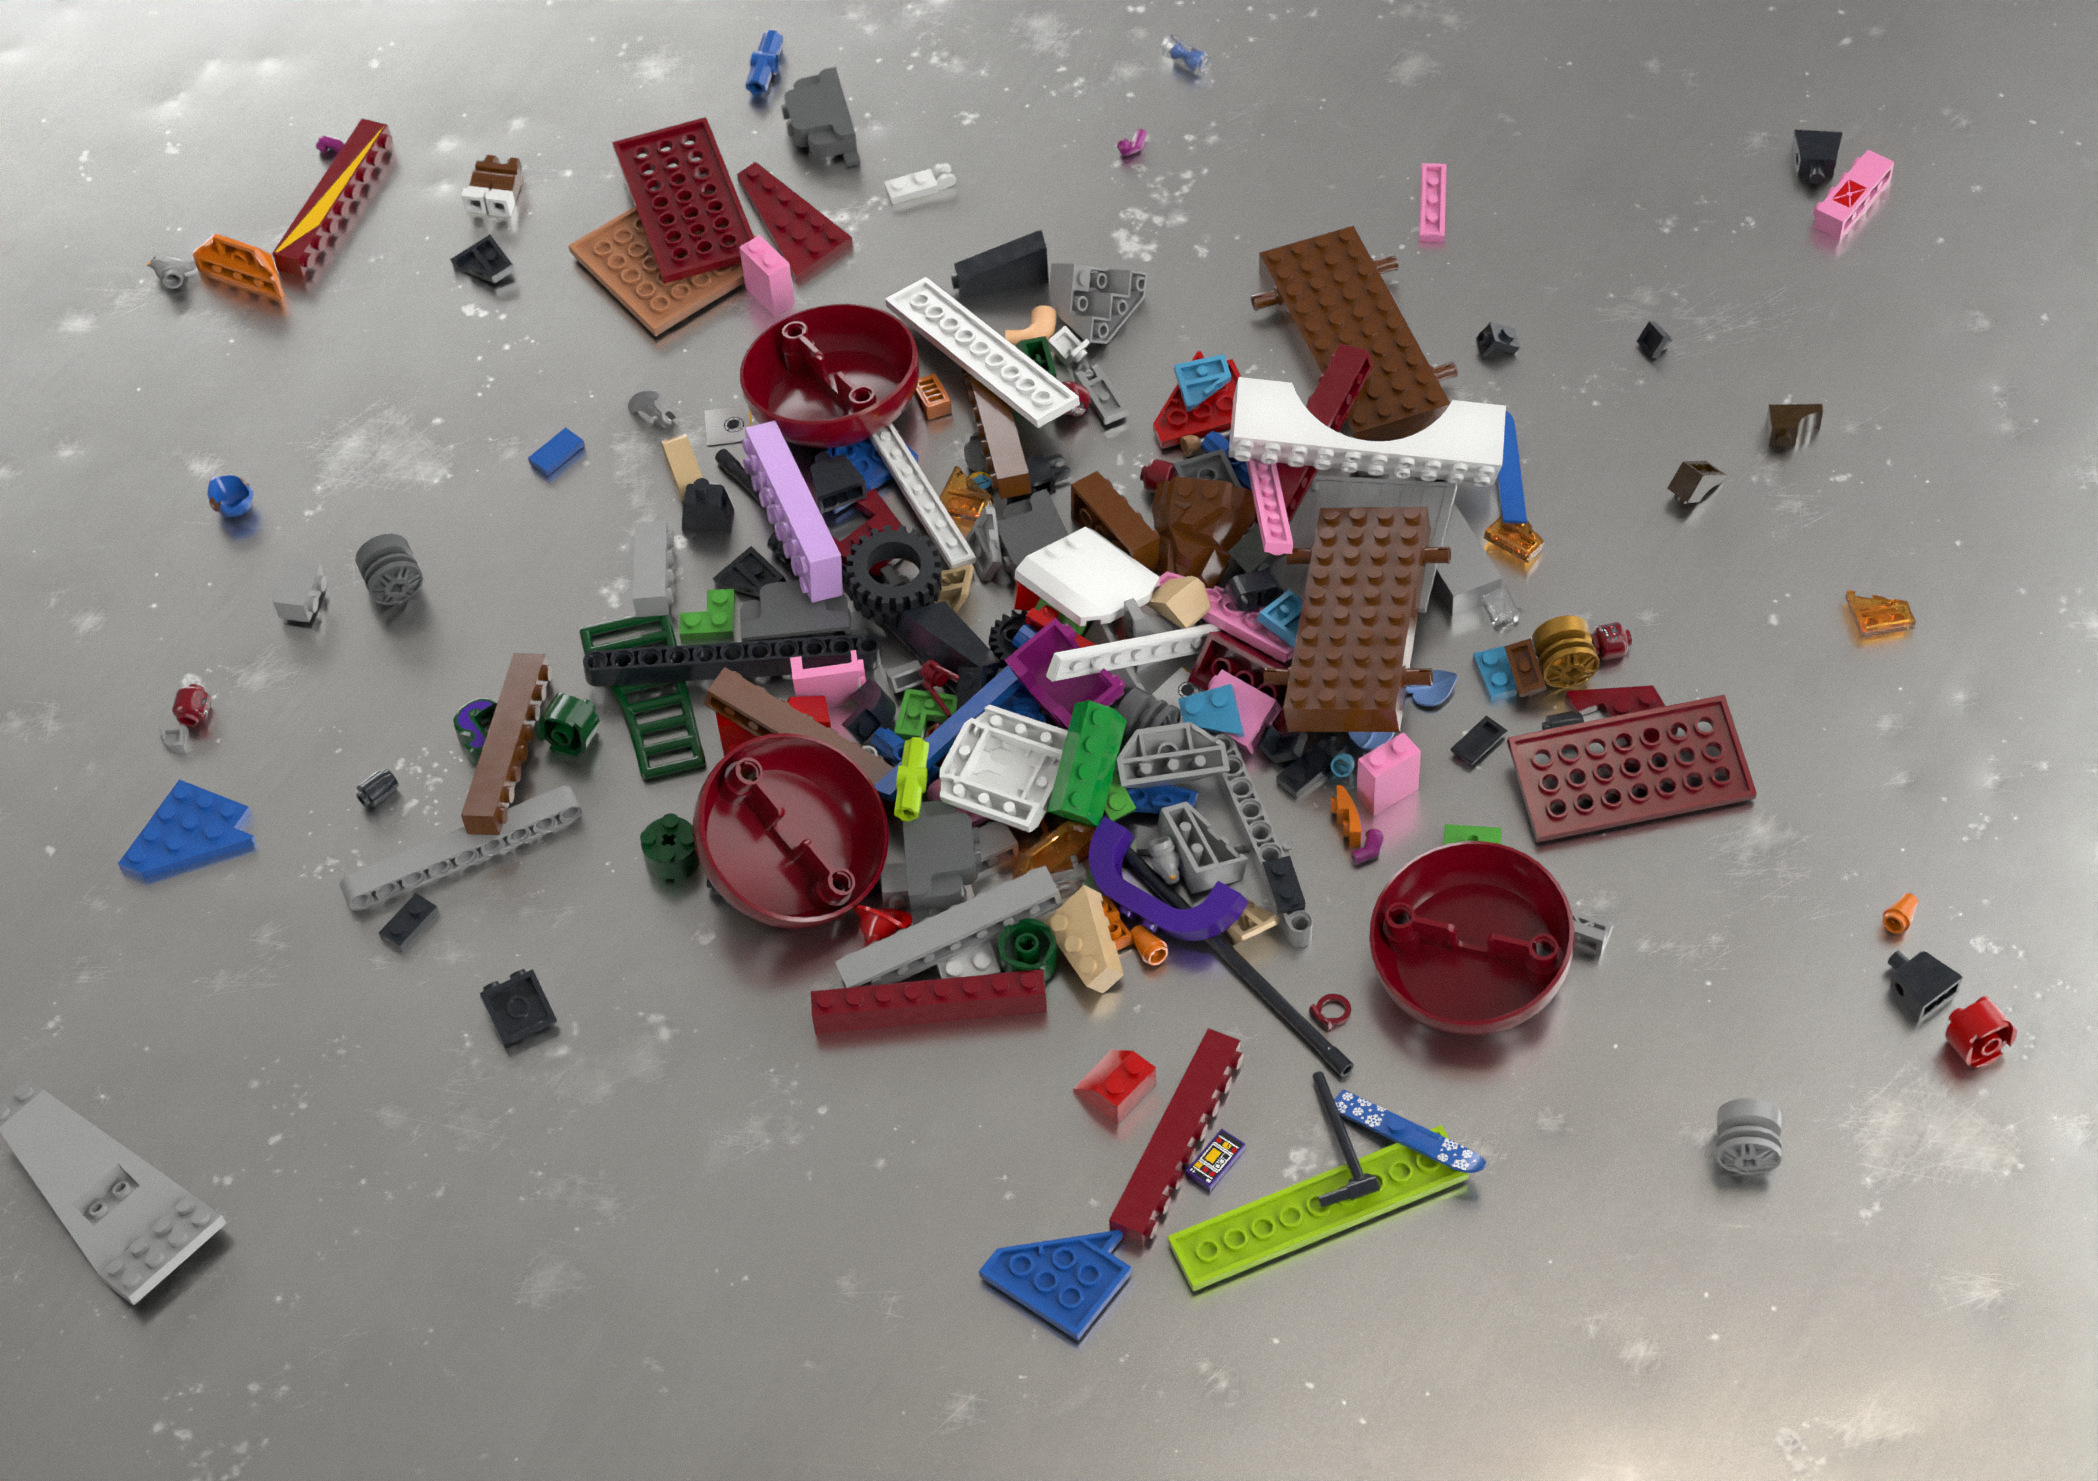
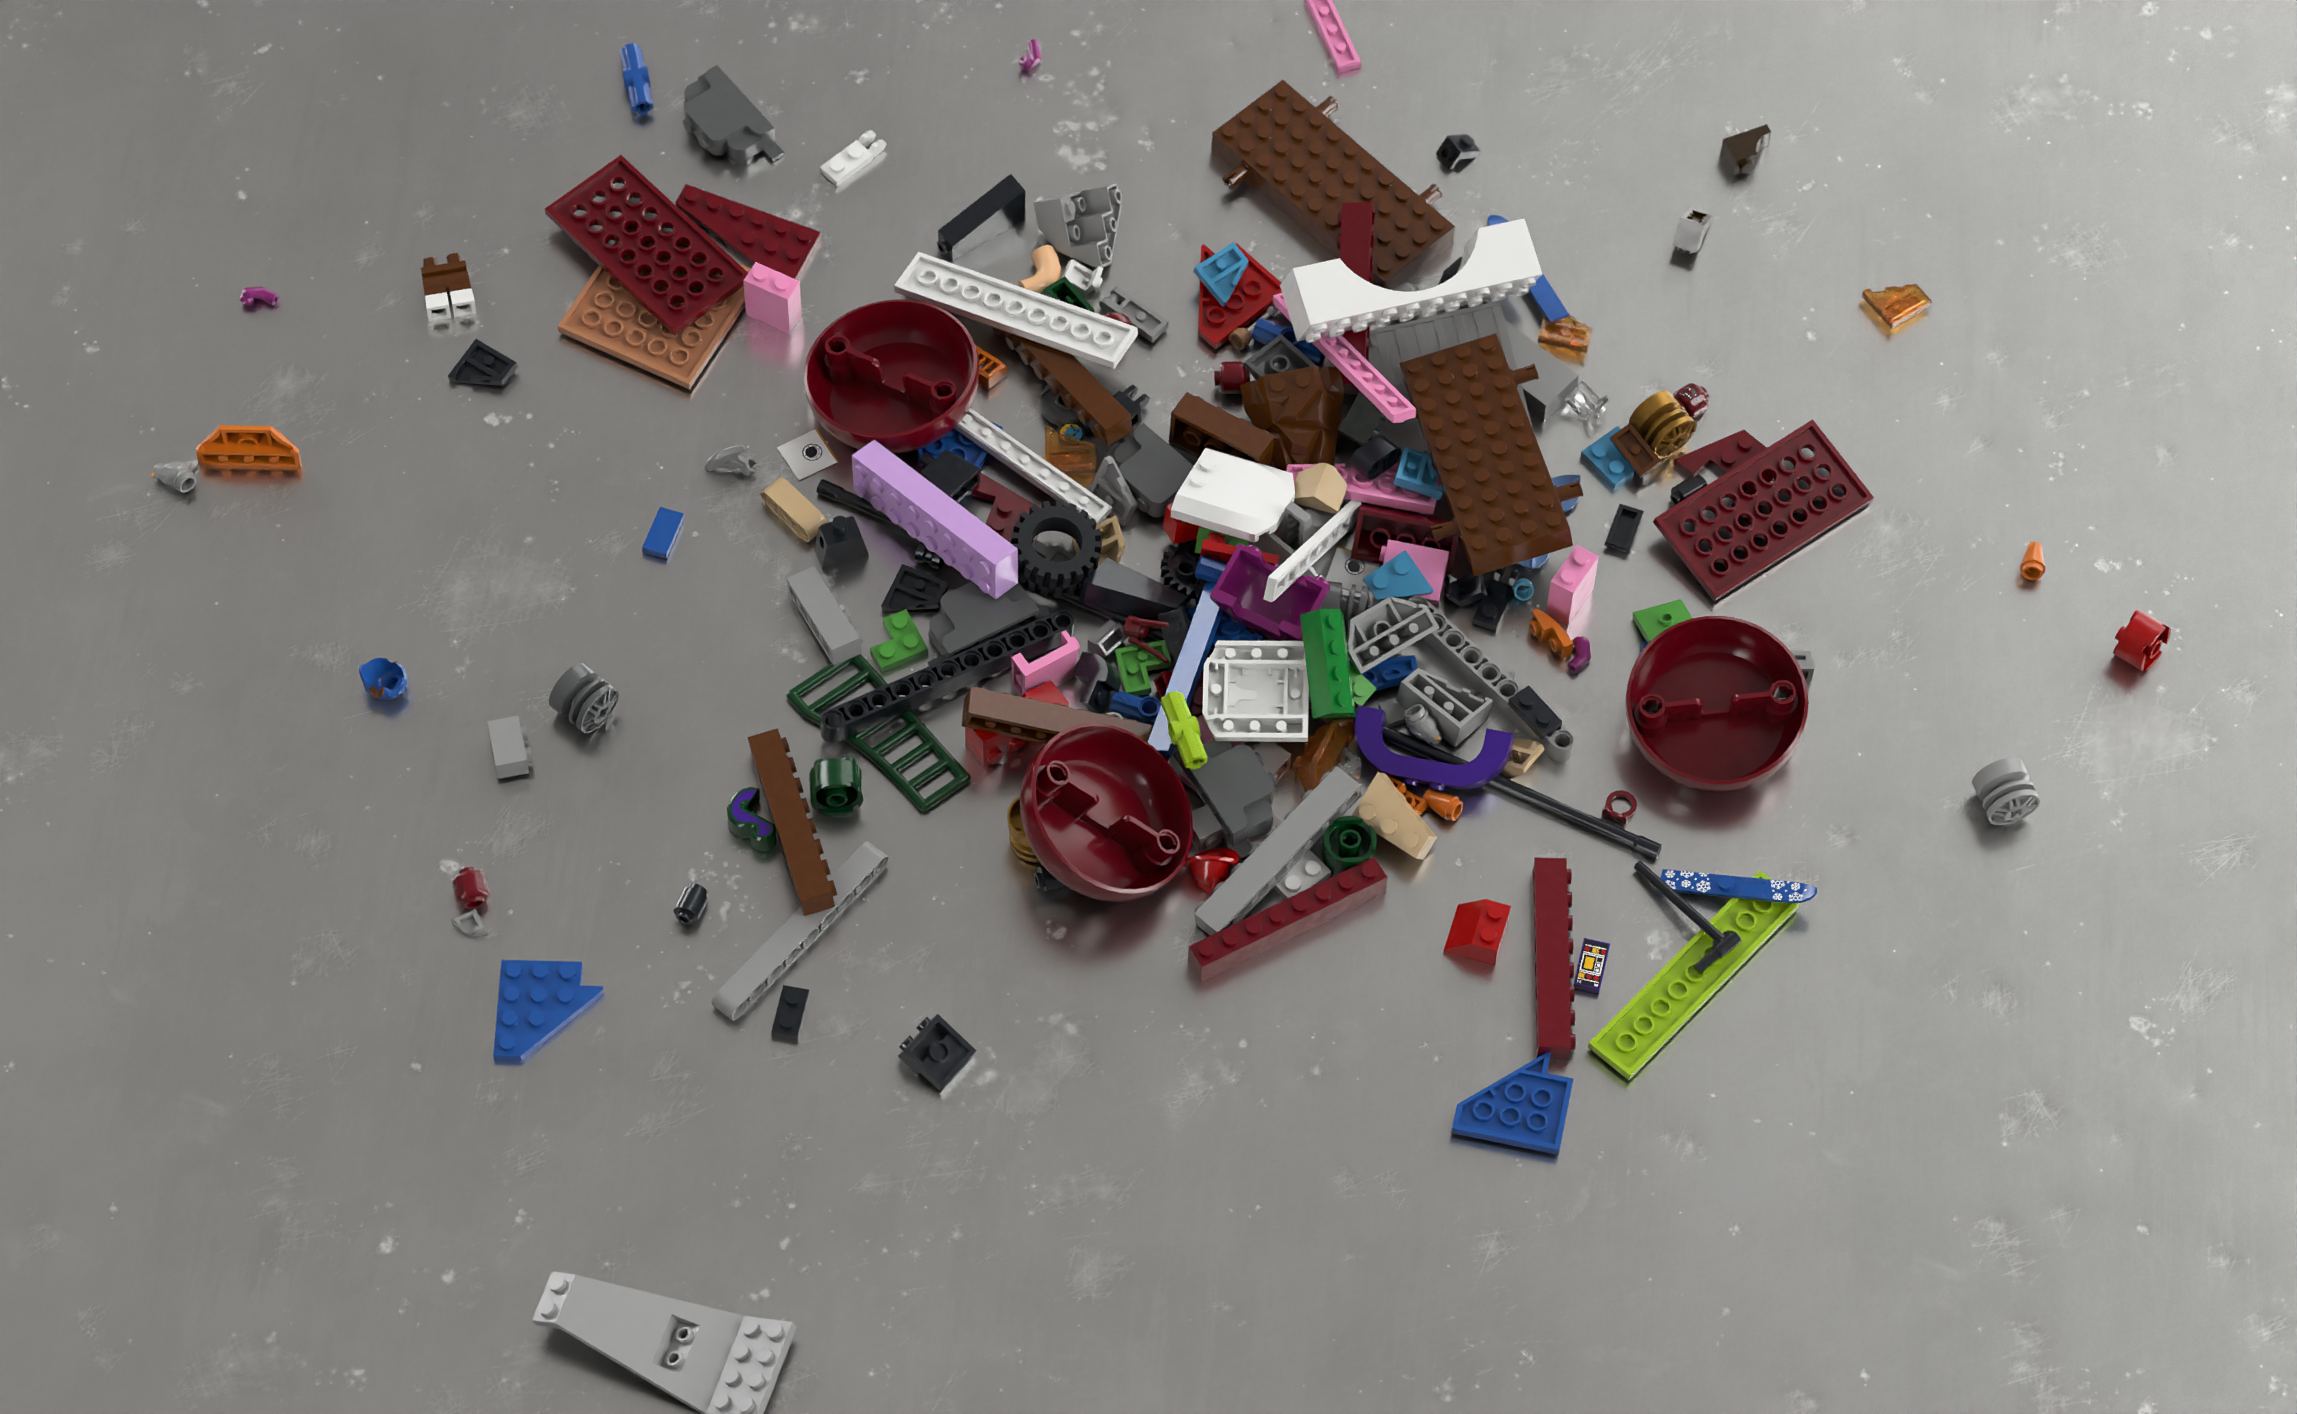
camera: 30 degrees left, 5 degrees up
(332, 198) = (293, 348): dark red brick -> none
(669, 848) = (989, 865): dark green brick -> none
(1654, 339) = (1592, 106): black tile -> none
(1922, 982) = (2076, 614): black torso -> none

